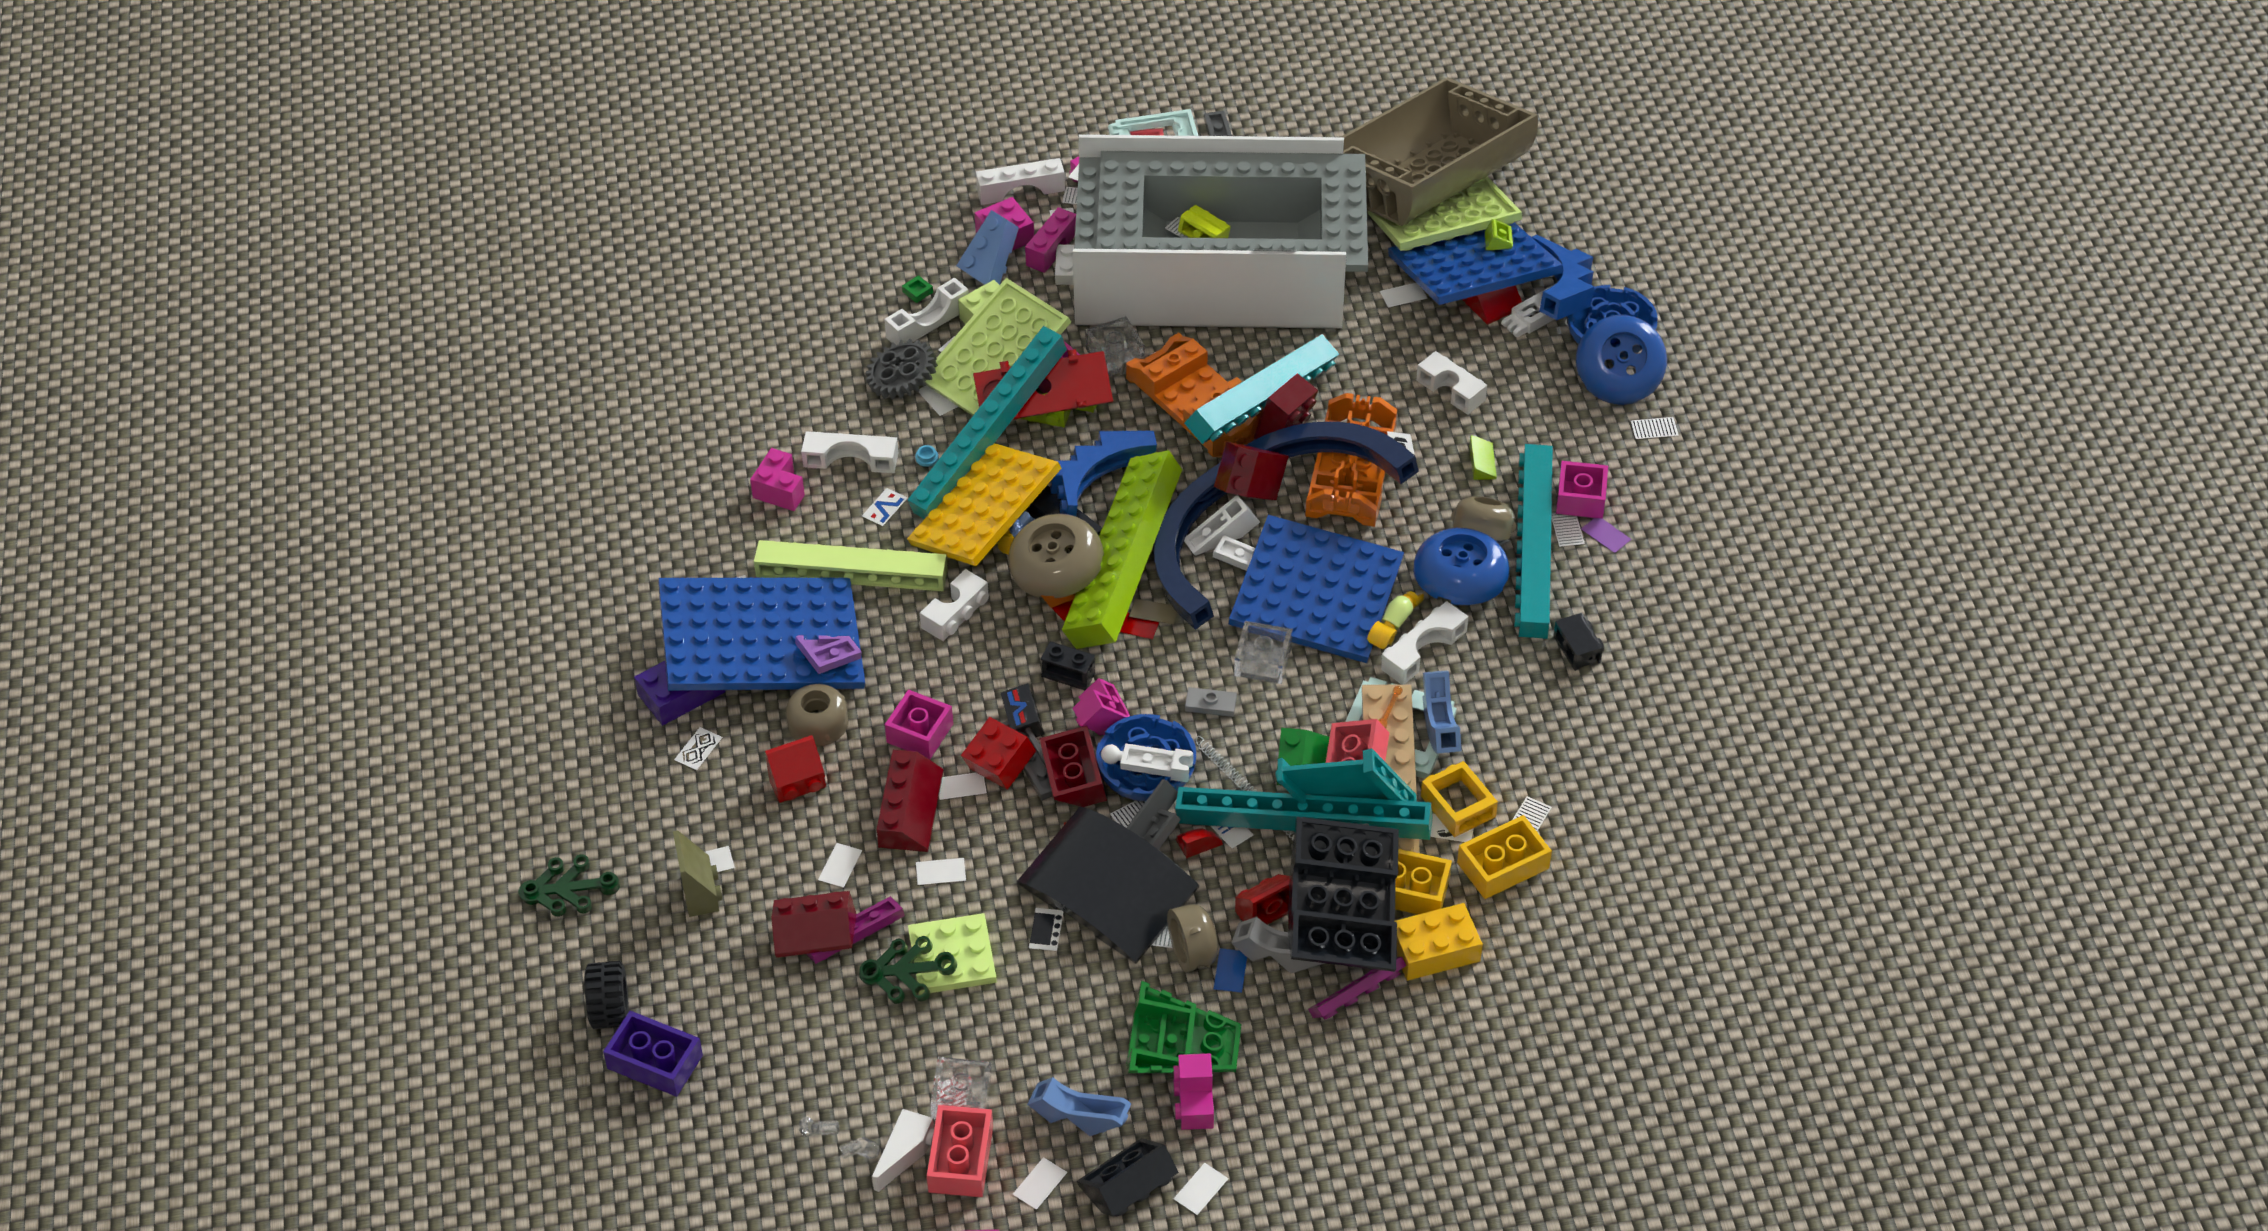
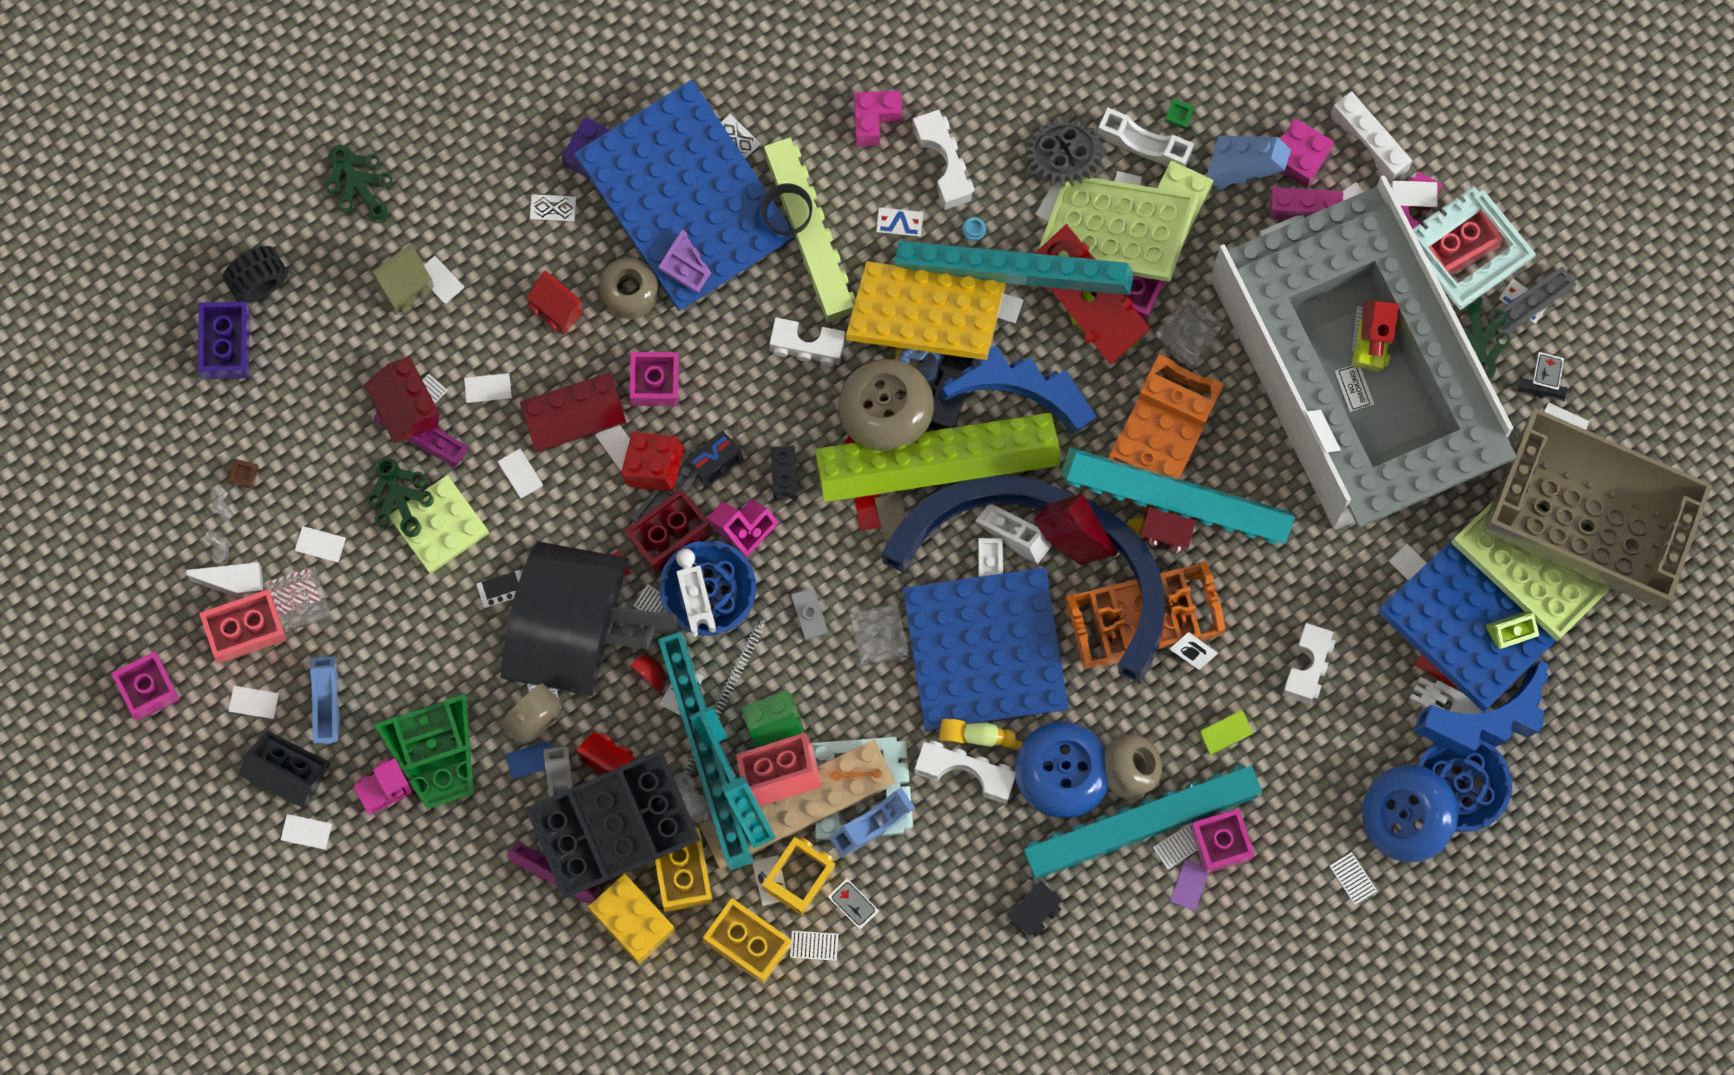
camera: 60 degrees right, 25 degrees up
(799, 1095) = (243, 474): none -> reddish brown plate
(822, 544) = (780, 189): none -> black tyre
(910, 1062) = (320, 544): none -> white sticker
(1196, 201) = (1382, 317): none -> red torso
(1503, 774) = (853, 903): none -> sticker

